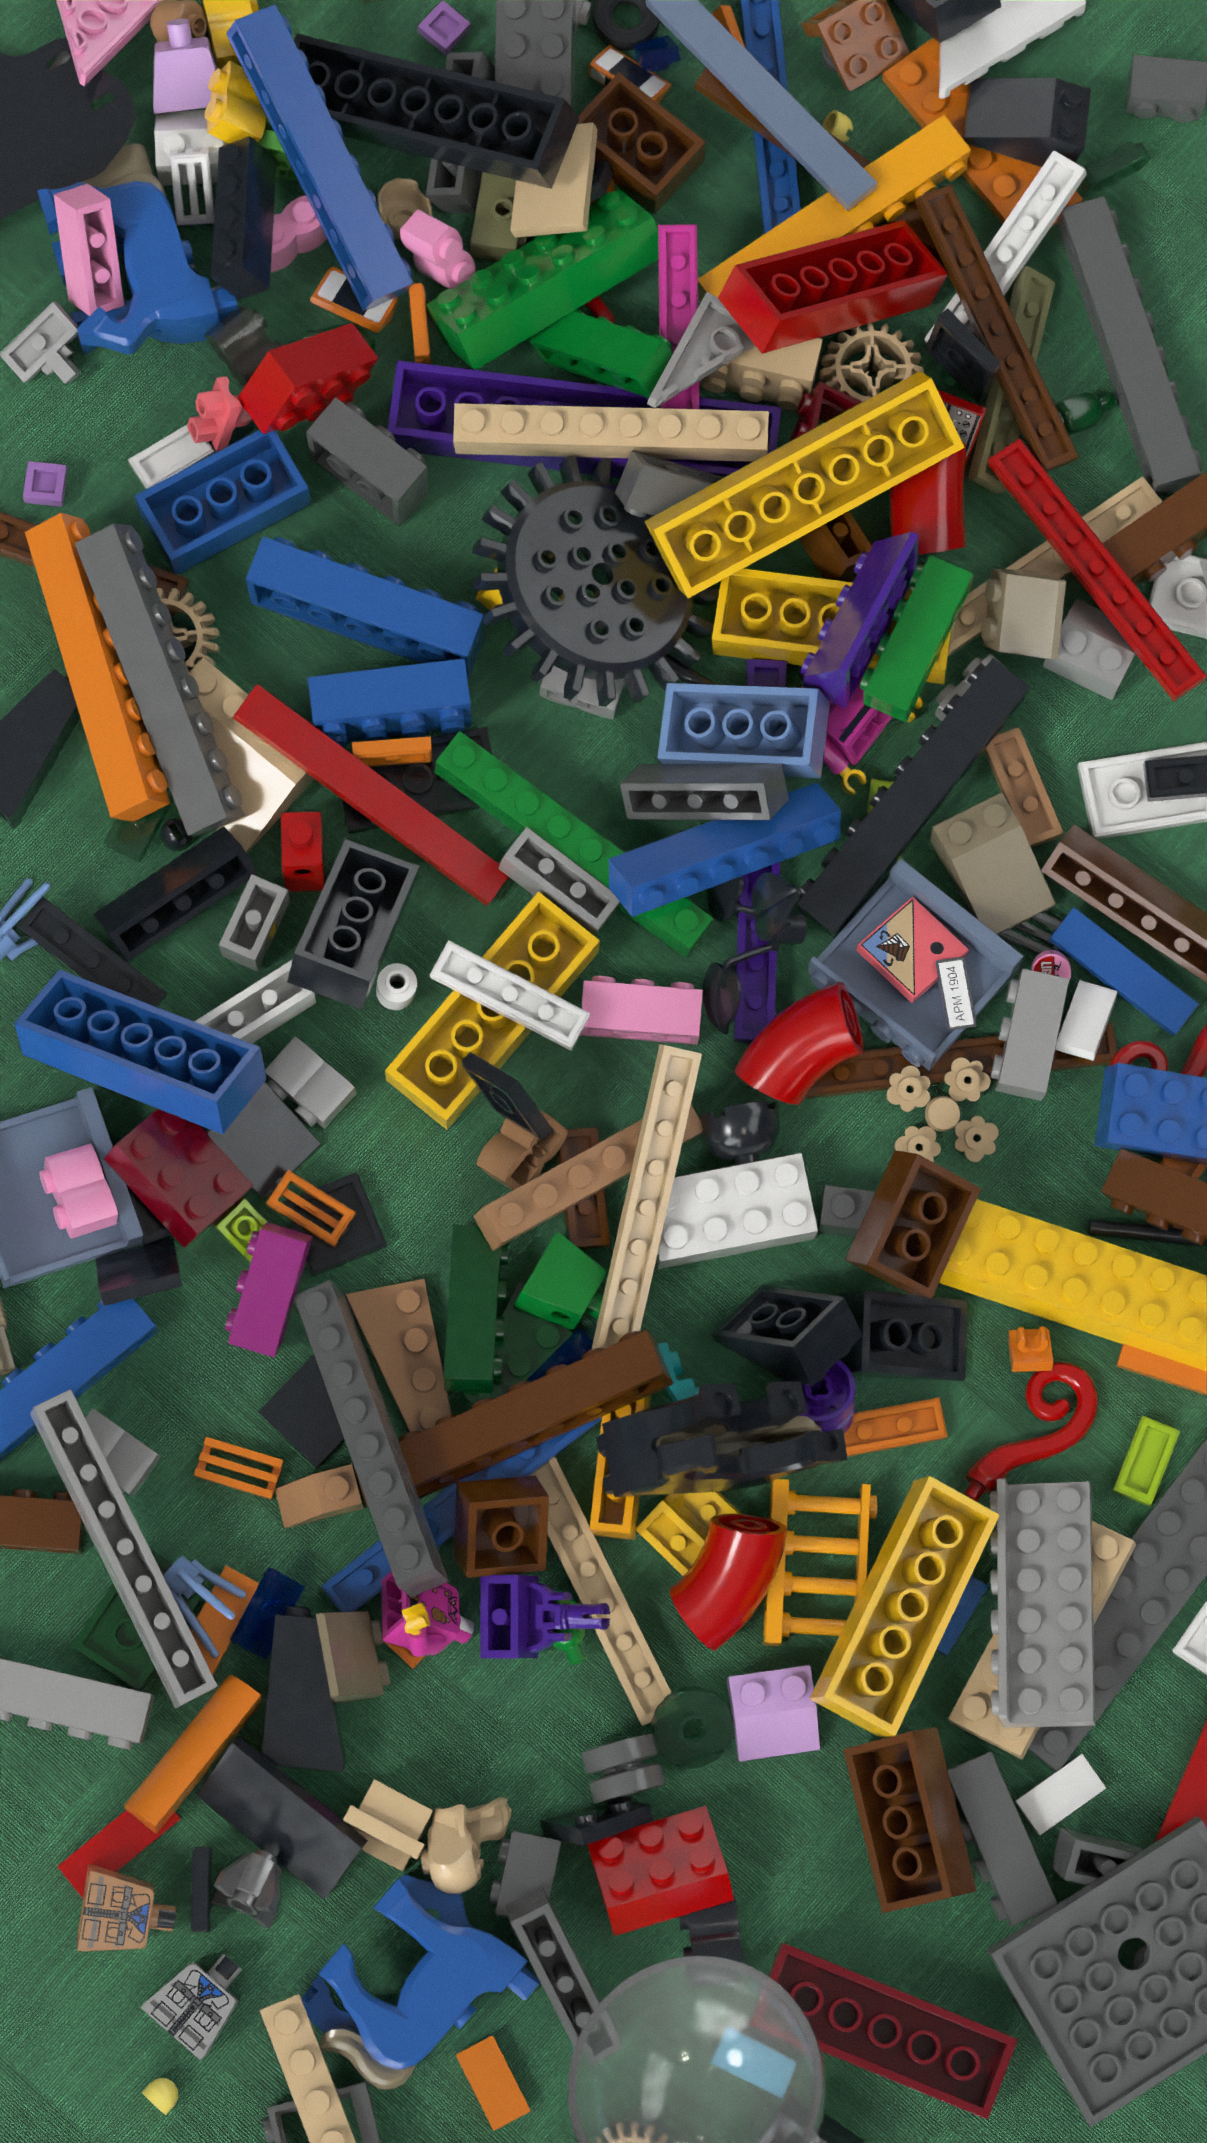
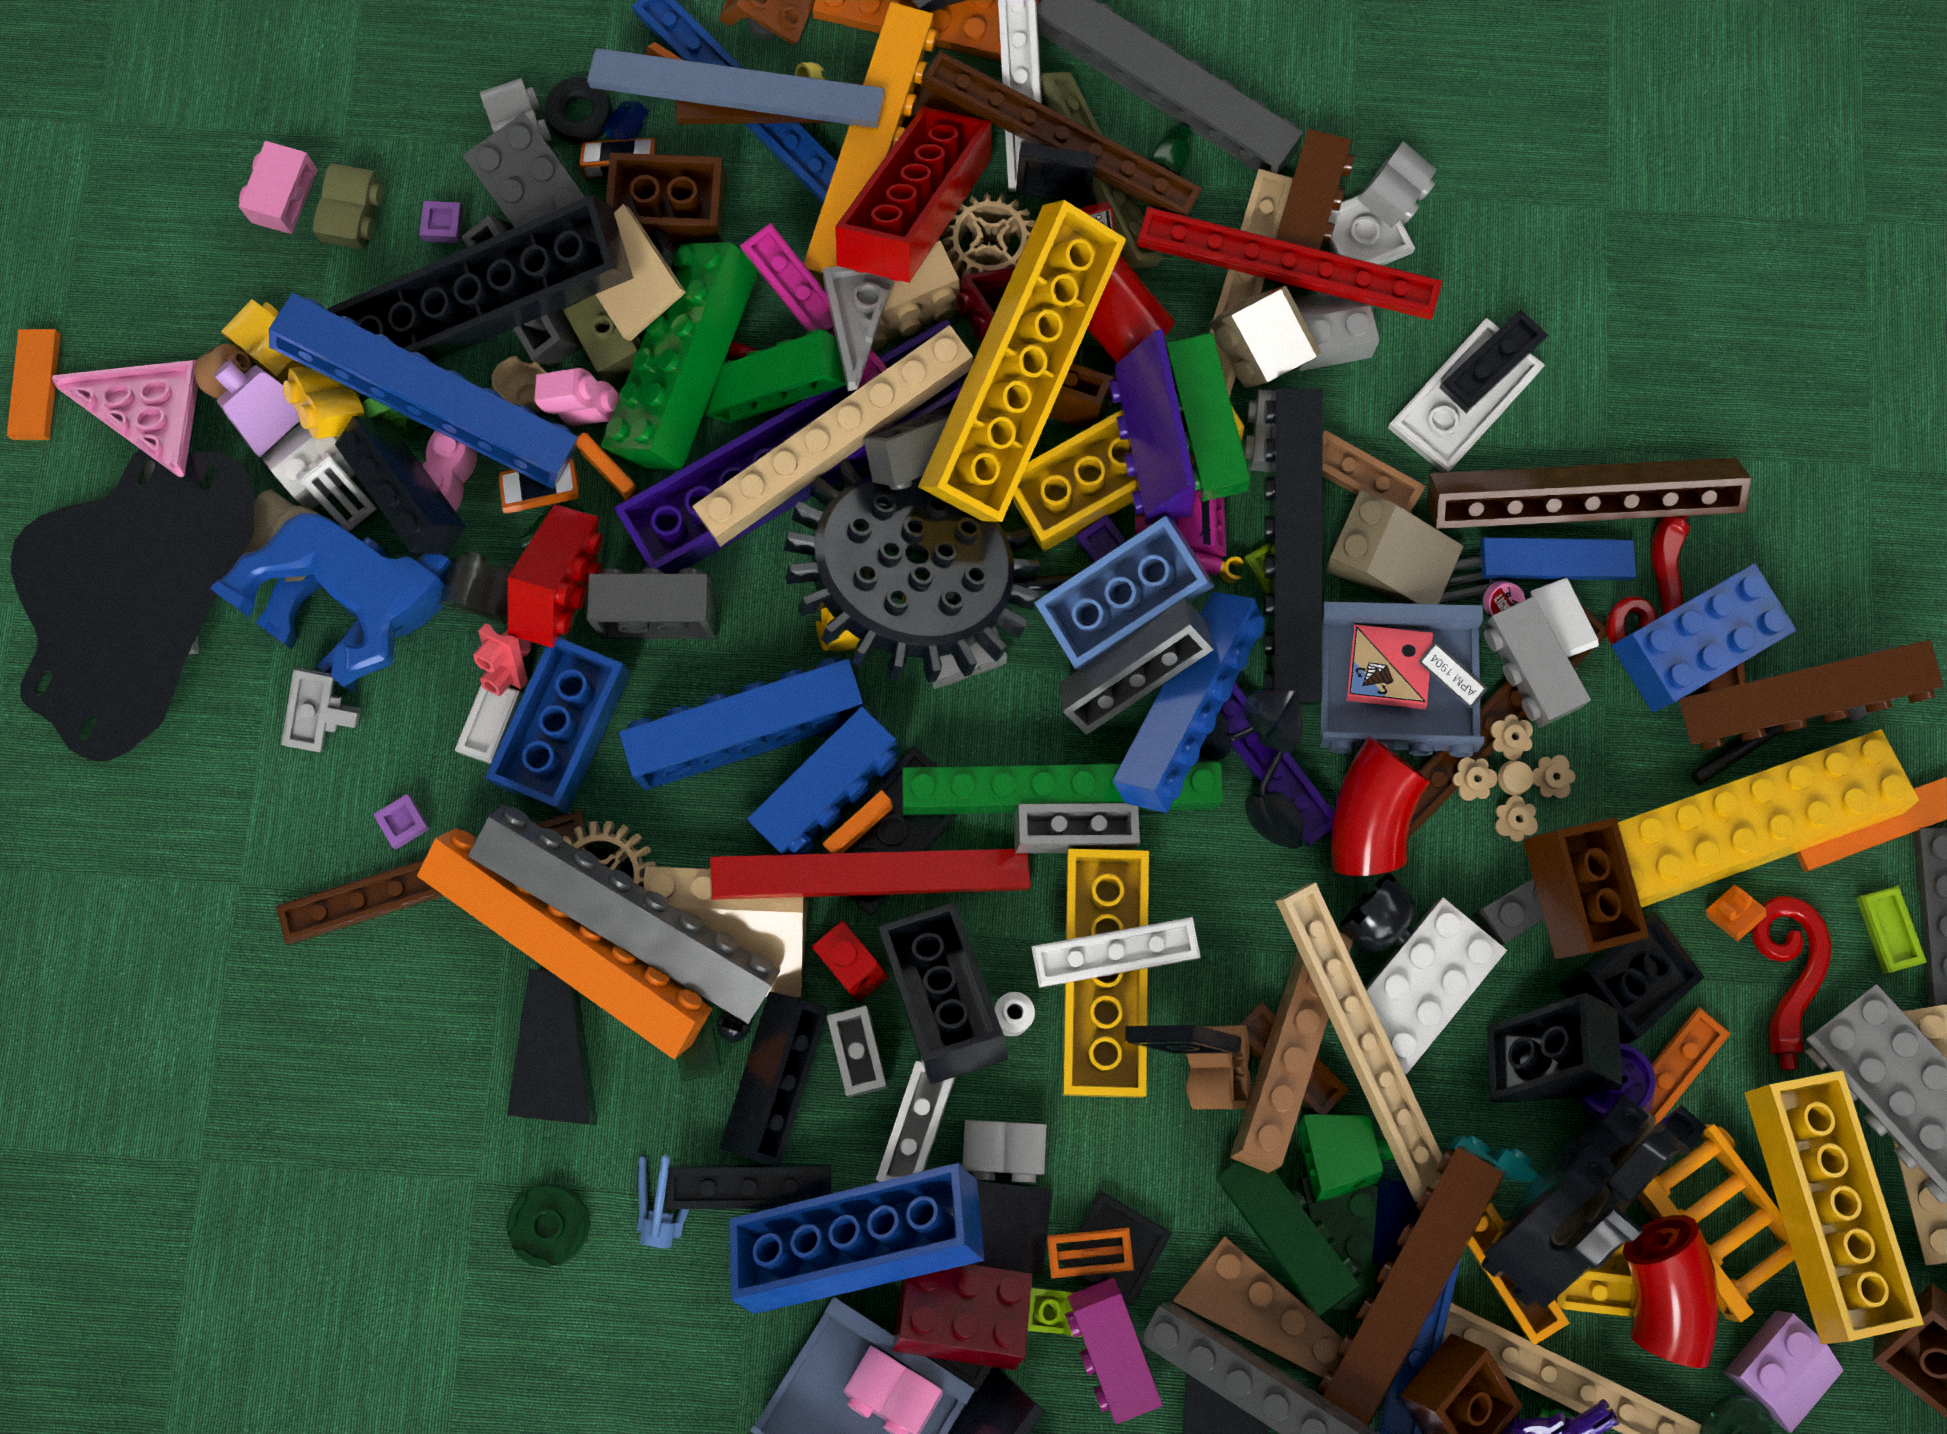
camera: 30 degrees left, 0 degrees up
(89, 249) = (290, 604): bright pink brick -> none
(642, 1010) = (1220, 877): bright pink brick -> none

